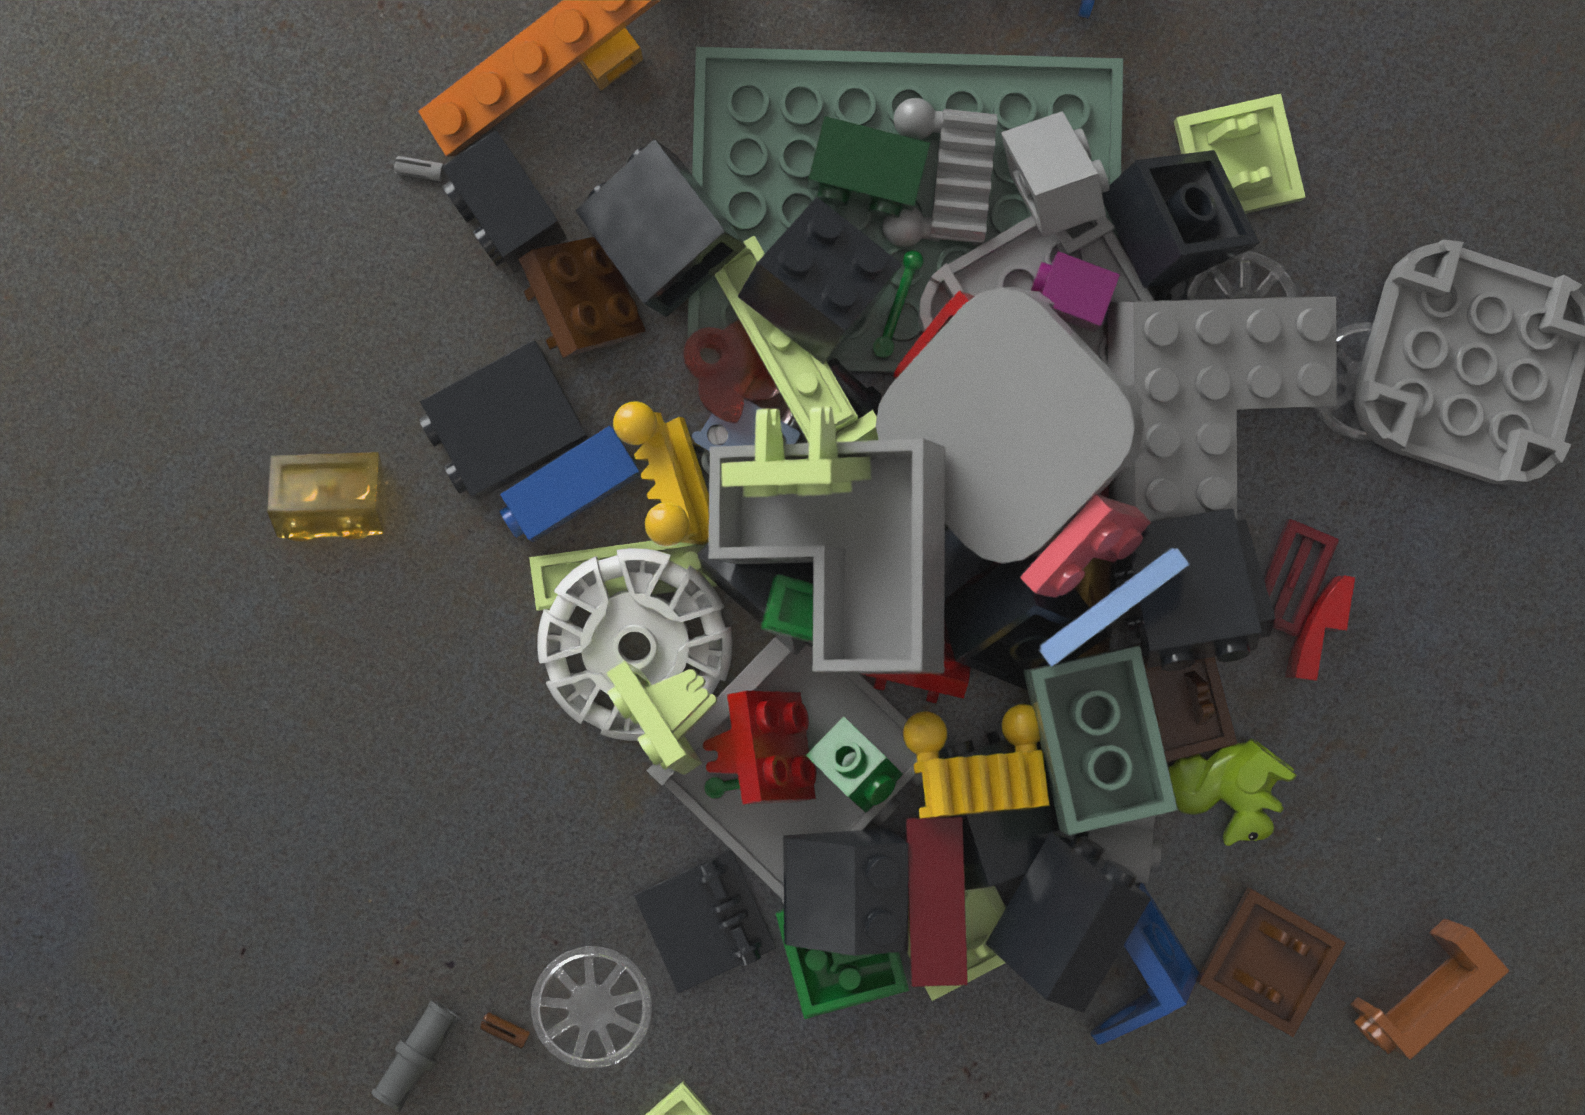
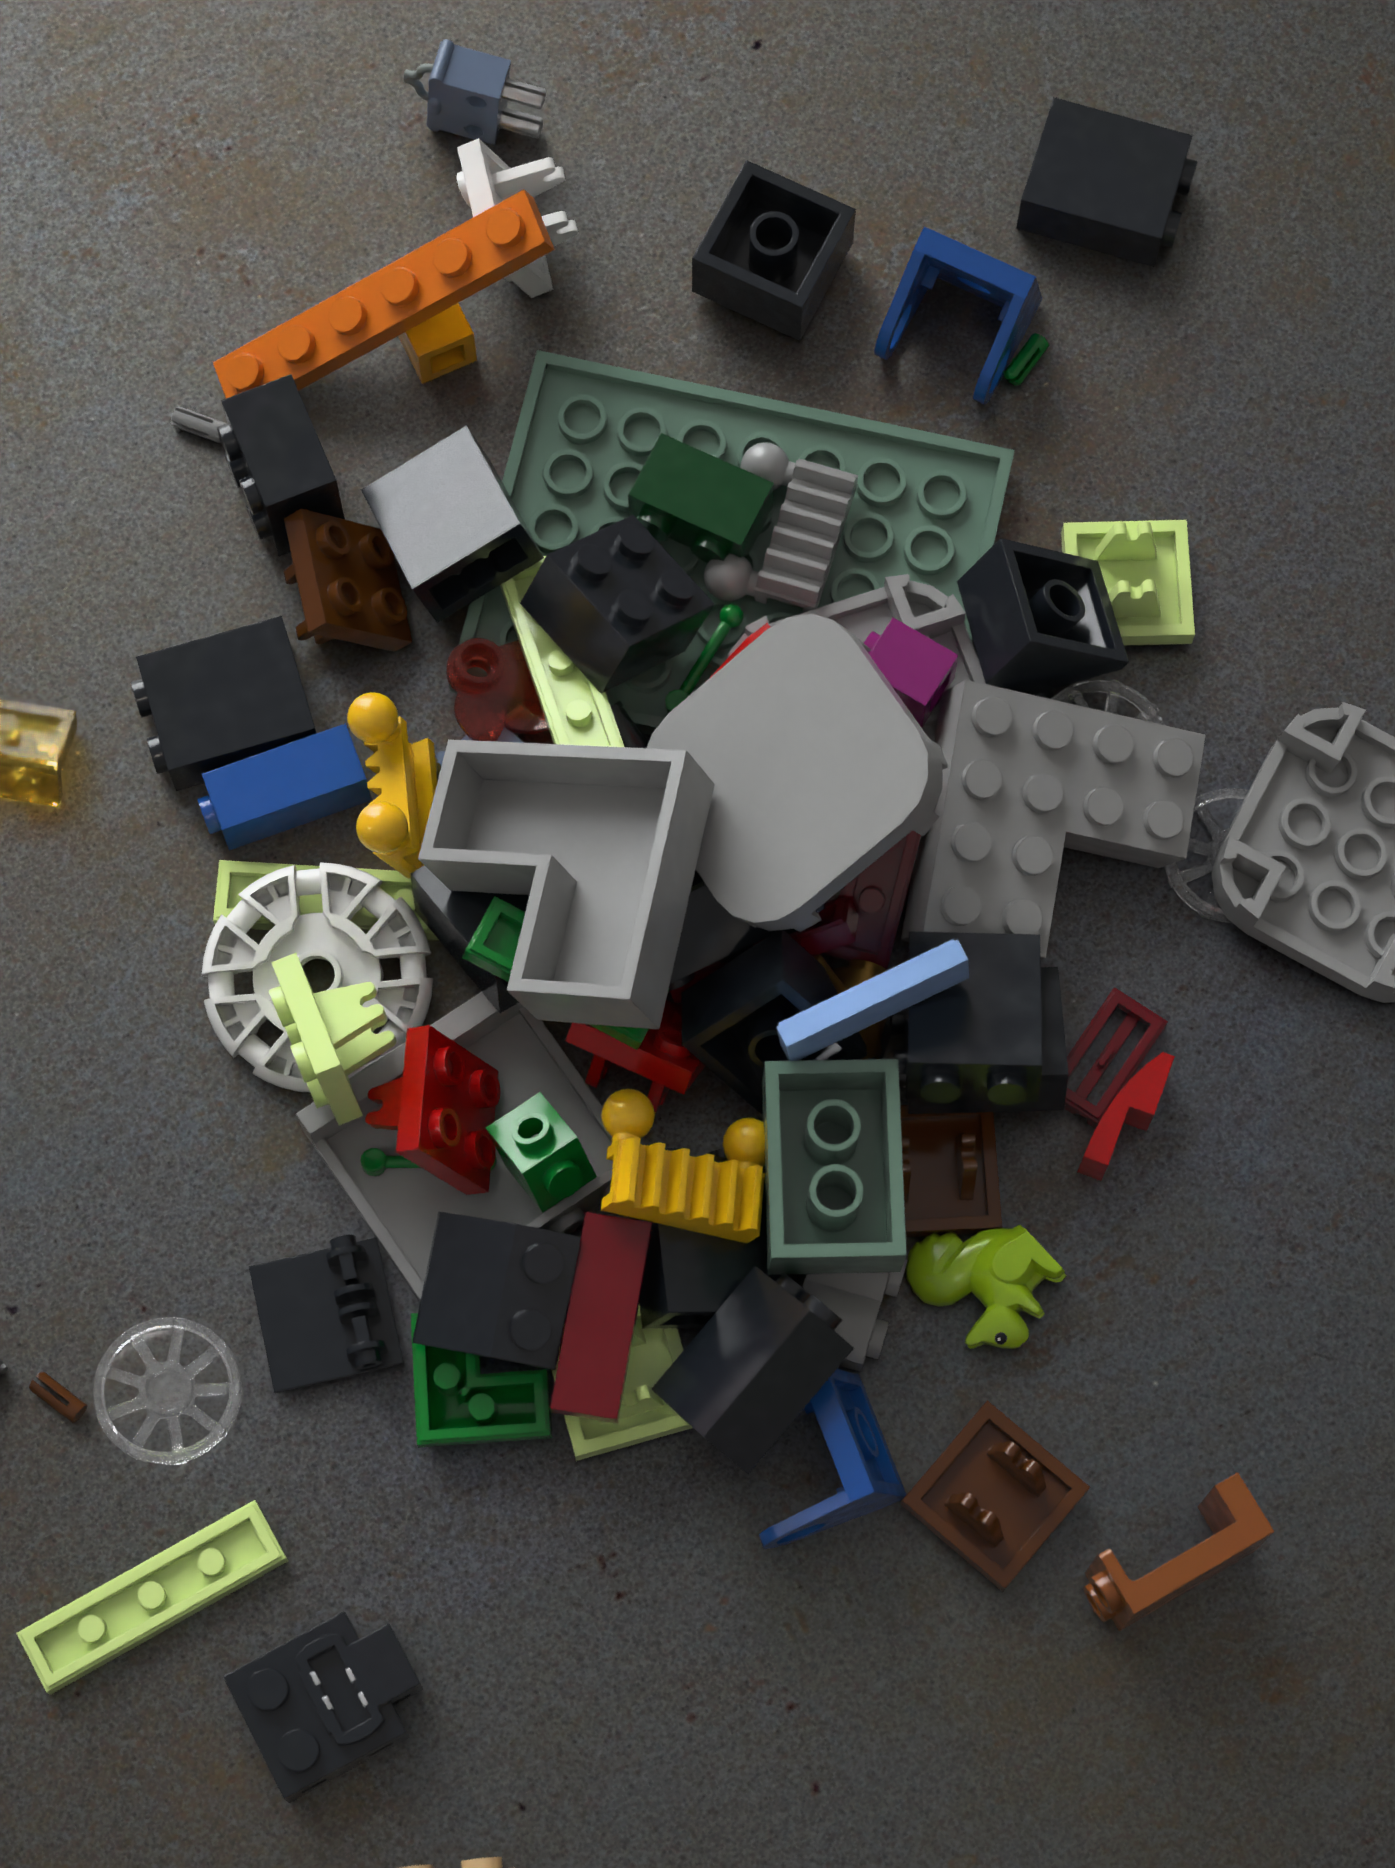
camera: 15 degrees right, 15 degrees down
(775, 475) = (539, 764): yellowish green plate -> none
(1055, 173) = (908, 540): light grey brick -> none
(1099, 530) = (861, 908): coral plate -> none

